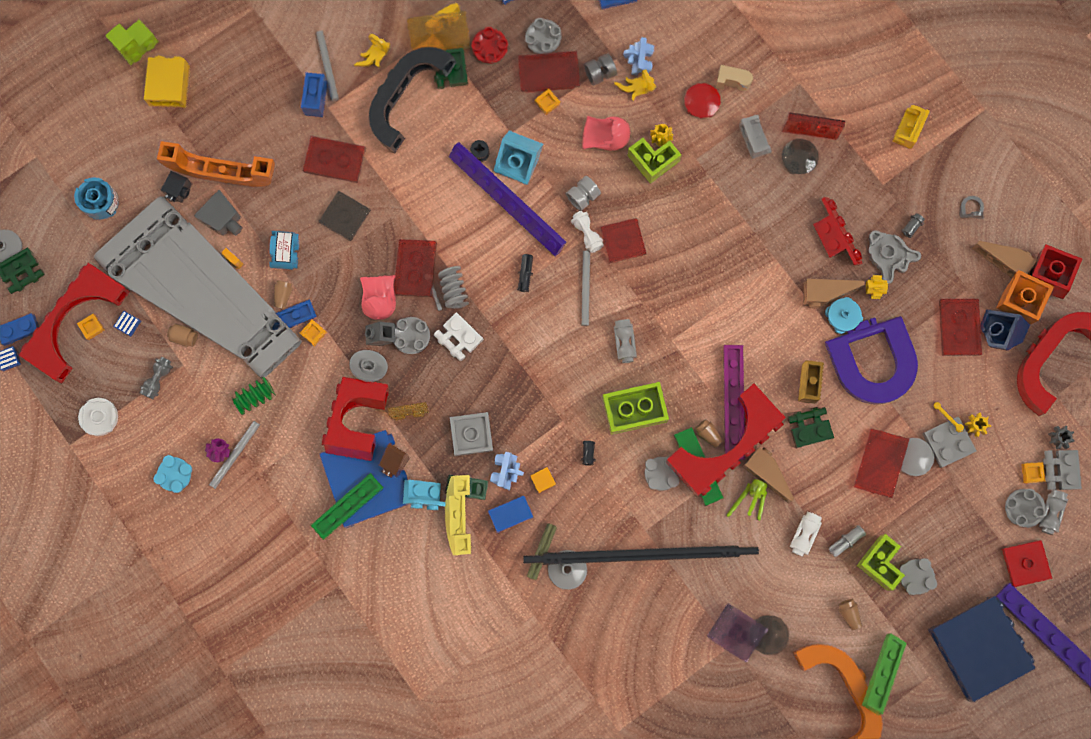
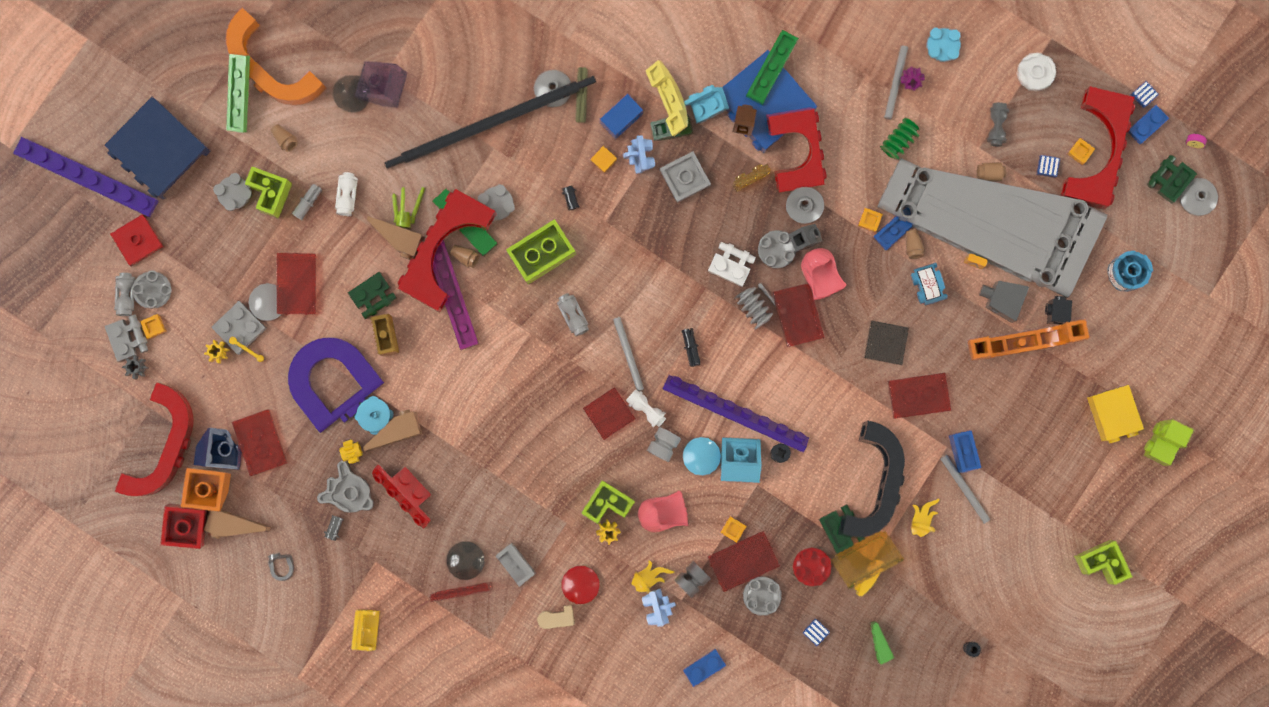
camera: 160 degrees right, 5 degrees up
(552, 173) = (701, 456): none -> medium azure dish

